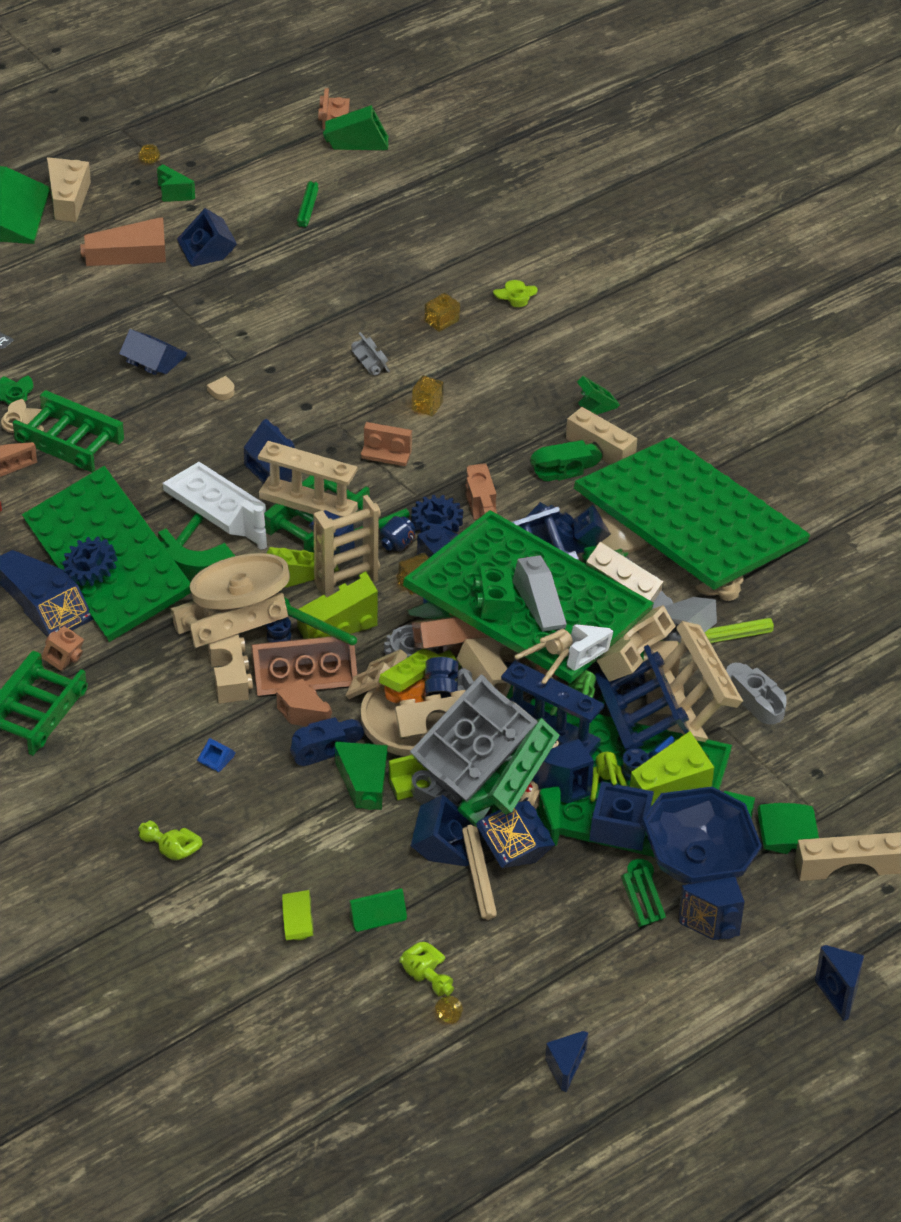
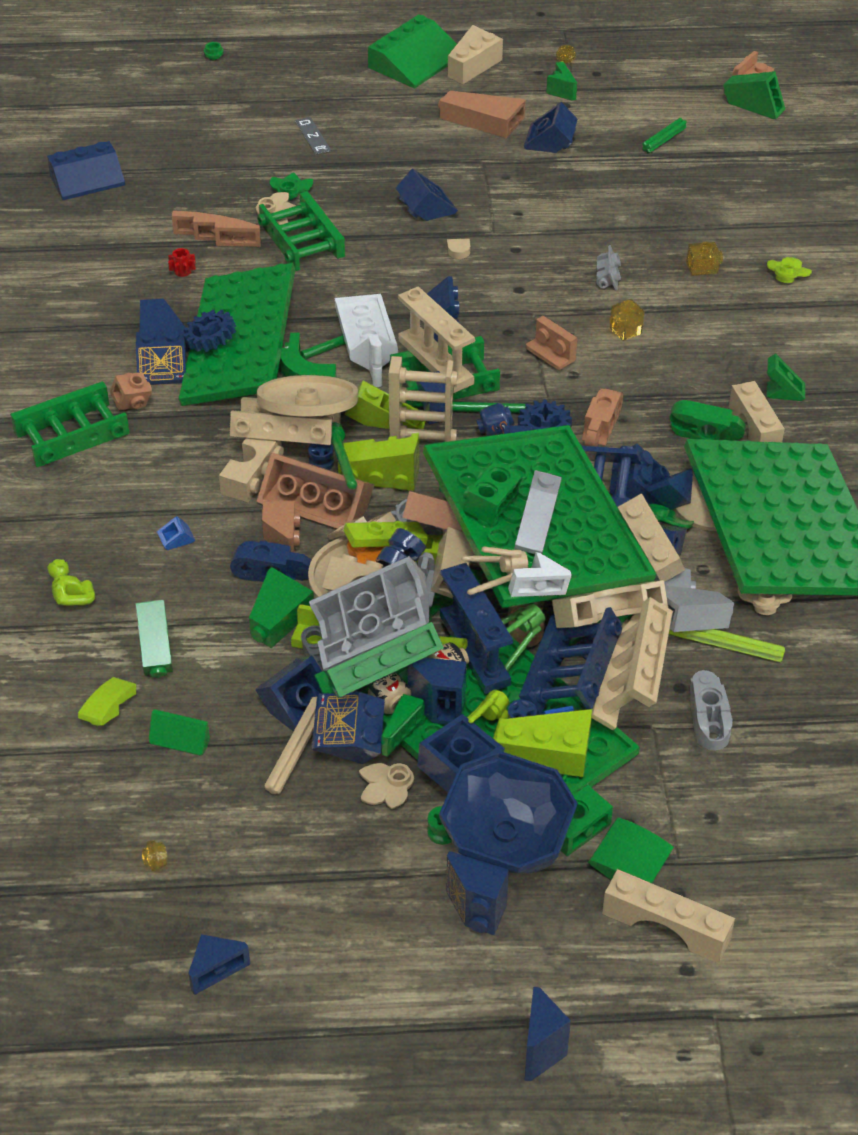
camera: 35 degrees right, 0 degrees up
(291, 846) = (154, 638): none -> slope
(424, 965) = (170, 802): lime piece -> none
(569, 870) = (384, 784): none -> tan plate
(643, 895) = (416, 817): green tile -> none

